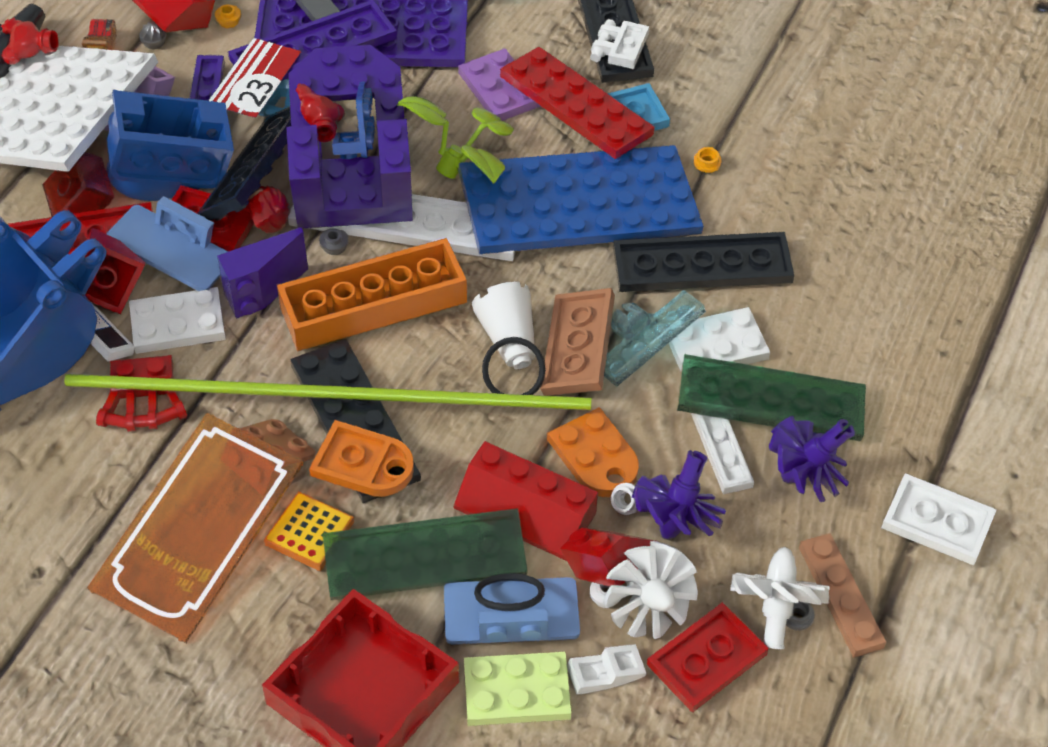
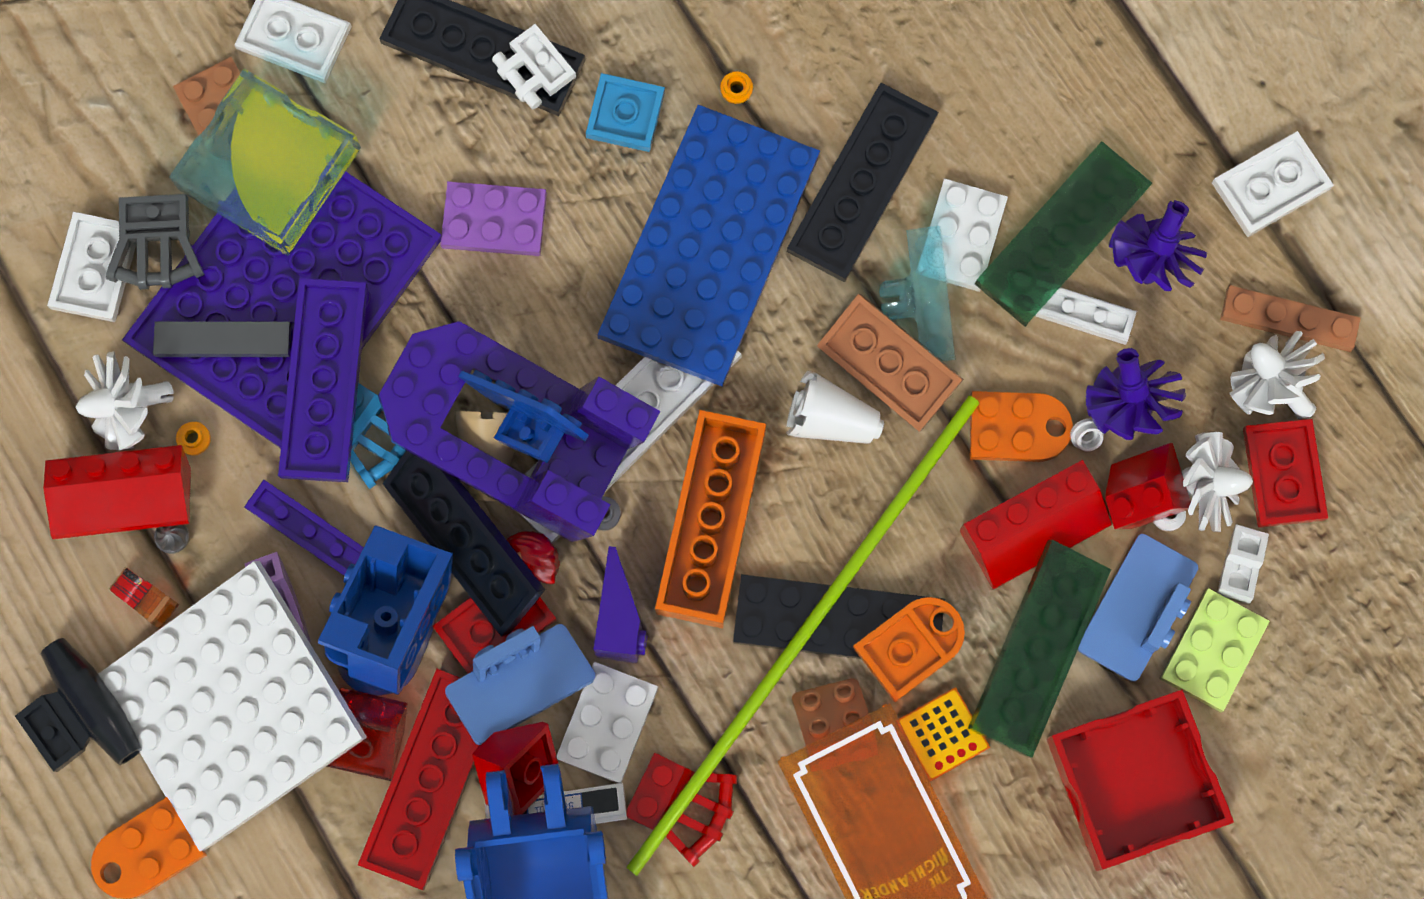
camera: 55 degrees left, 25 degrees up
(27, 40) = (114, 683): red animal -> none
(255, 77) = (340, 470): sticker -> none
(320, 111) = (477, 442): red animal -> none
(452, 156) = (539, 331): lime plant -> none
(504, 606) = (1140, 630): black tyre -> none
(518, 340) = (857, 442): black tyre -> none
(577, 102) = (584, 164): red plate -> none

